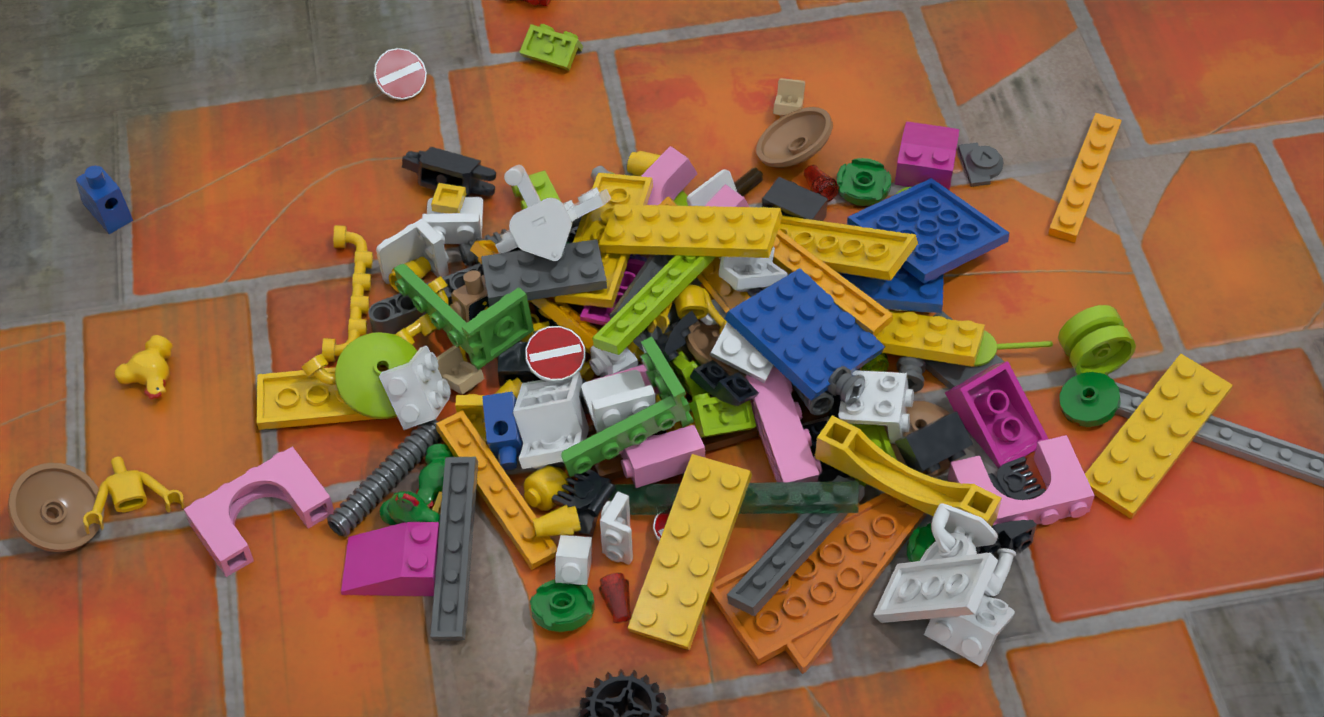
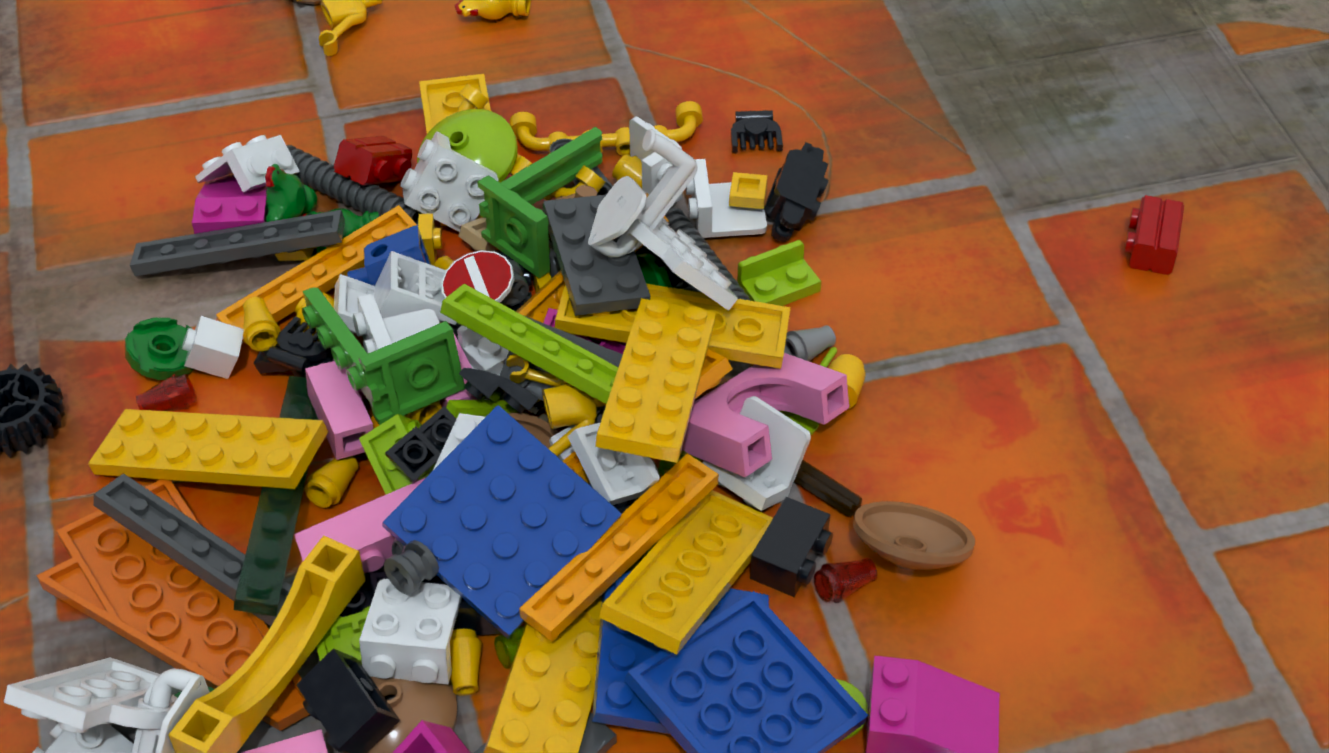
camera: 85 degrees right, 5 degrees down
(280, 477) = (304, 70): bright pink arch -> none
(354, 542) = (250, 162): none -> white bracket
(362, 200) = (755, 129): none -> black piece
(369, 447) = (372, 160): none -> red brick
(400, 74) = (954, 132): piece -> none
(550, 46) = (1044, 268): lime bracket -> none
(616, 530) = (244, 375): white bracket -> none
(789, 96) = (999, 535): tan bracket -> none
(863, 182) = (859, 617): green plate -> none
(914, 368) = (488, 690): dark grey wheel -> none

